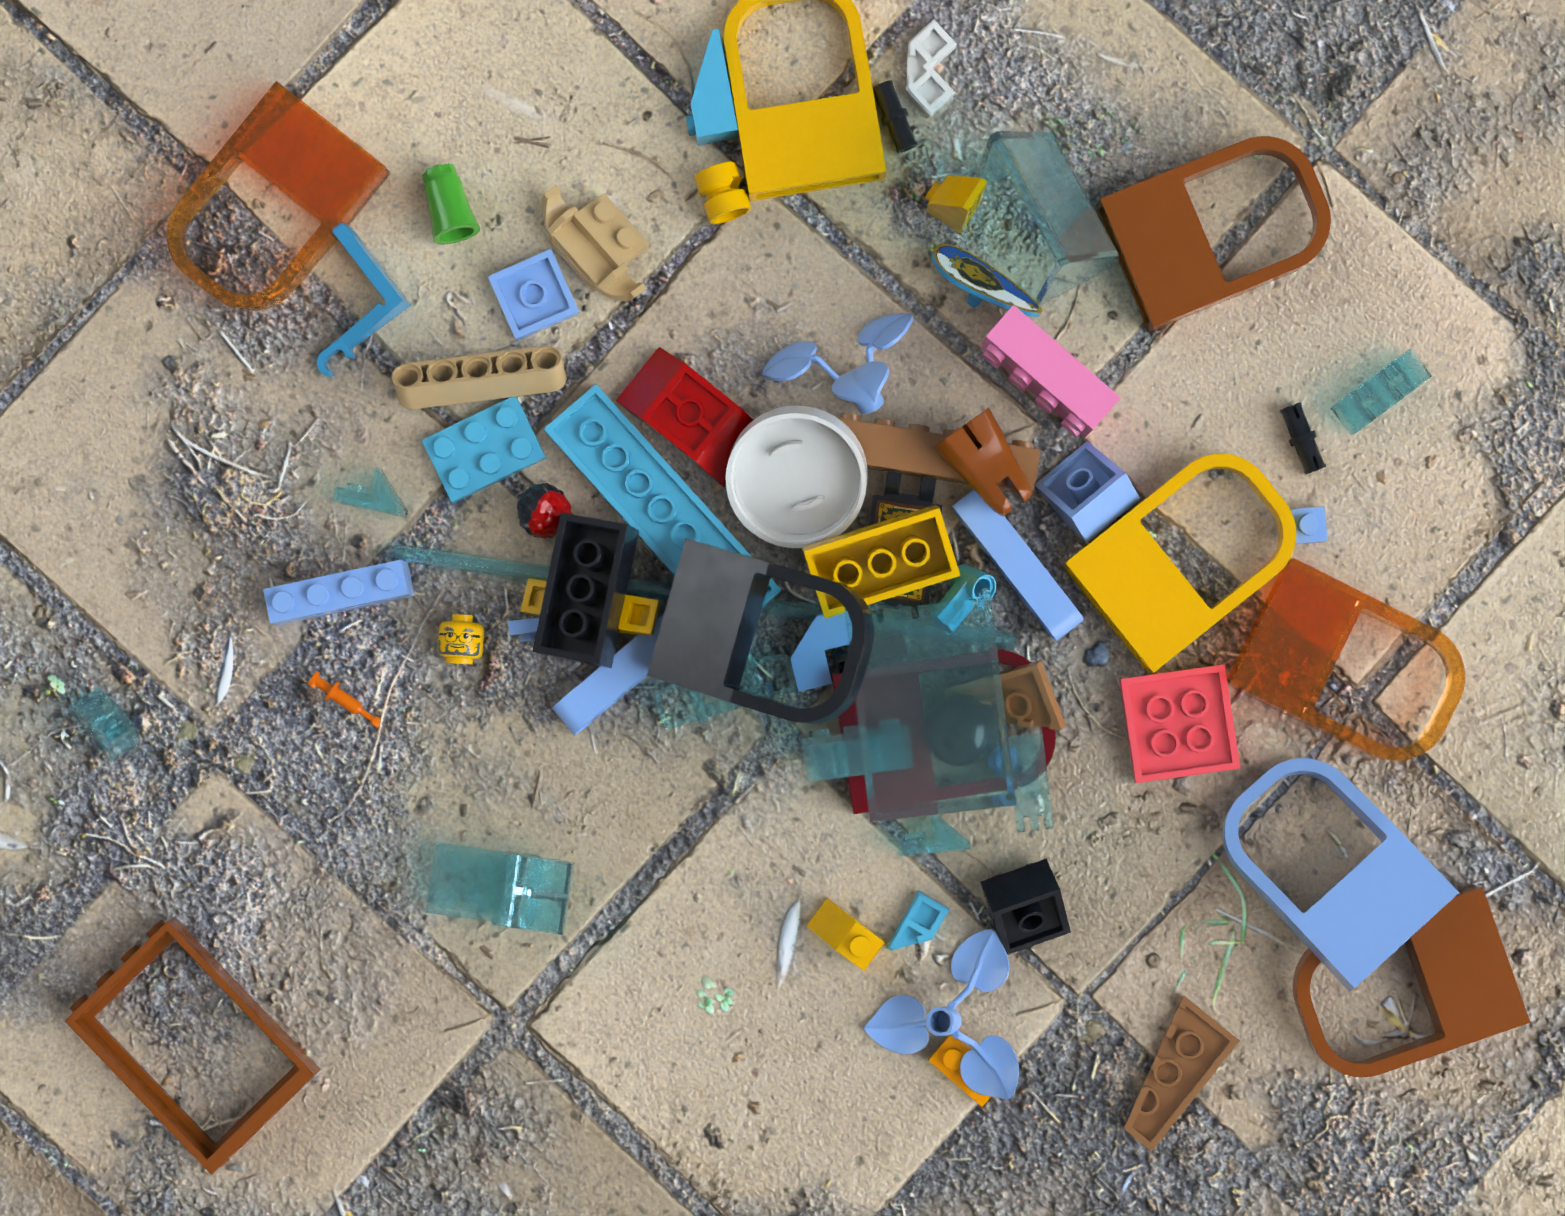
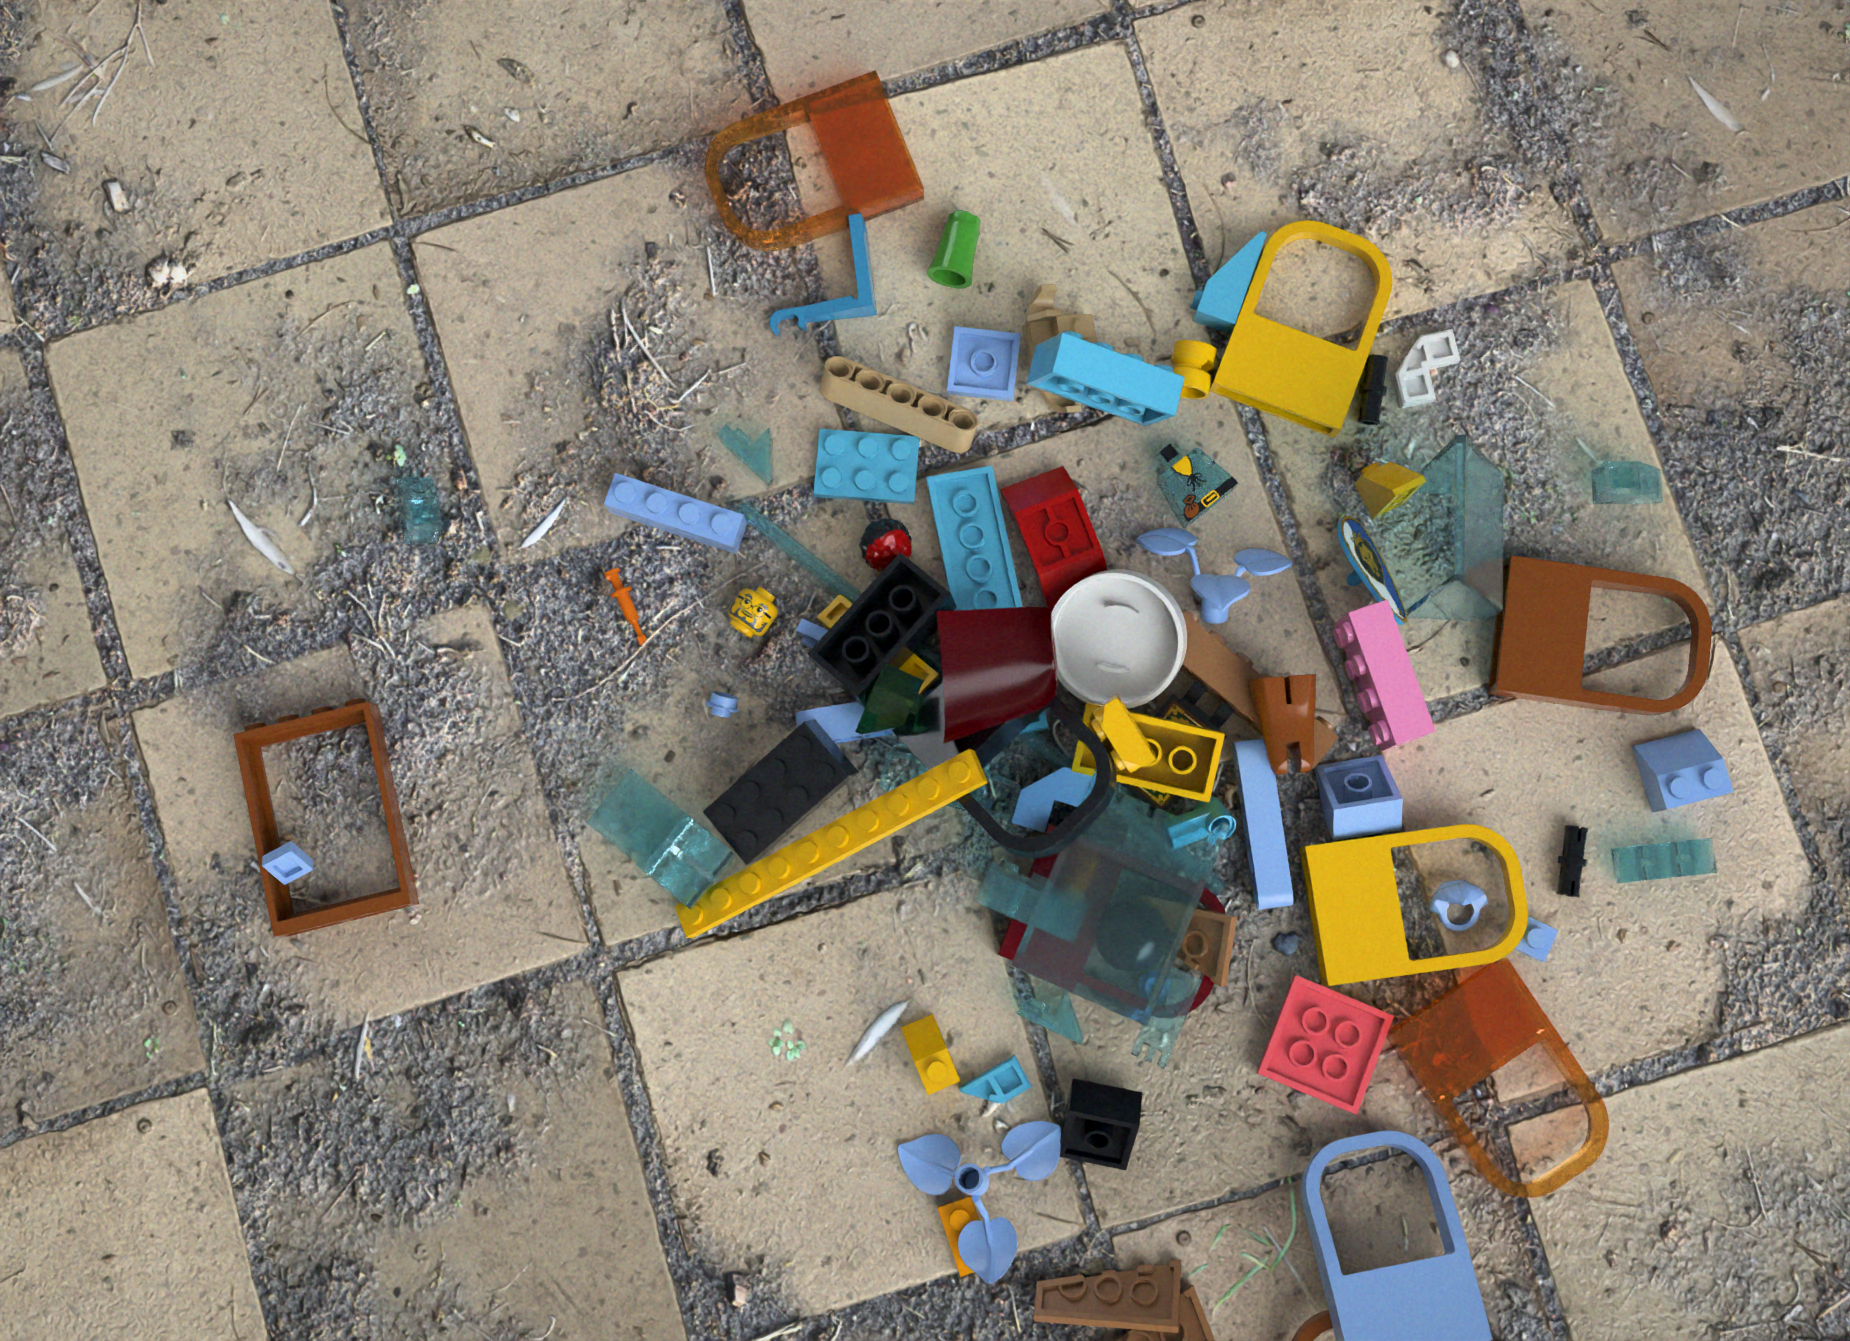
camera: 30 degrees right, 5 degrees down
(183, 1103) = (287, 862): none -> light blue plate
(483, 737) = (722, 704): none -> light blue plate
(580, 785) = (780, 791): none -> black brick
(631, 650) = (891, 701): none -> clear green slope
(651, 249) = (1105, 379): none -> medium azure brick
(654, 803) = (834, 842): none -> yellow plate
(705, 568) = (995, 666): none -> dark red piece
(782, 295) = (1192, 483): none -> clear light blue torso
(852, 562) = (1129, 743): none -> yellow slope
(1132, 1042) = (1124, 1299): none -> medium nougat wing
(1165, 72) = (1626, 483): none -> clear light blue slope
(1222, 524) = (1460, 893): none -> light blue piece
(1352, 303) = (1681, 770): none -> light blue slope

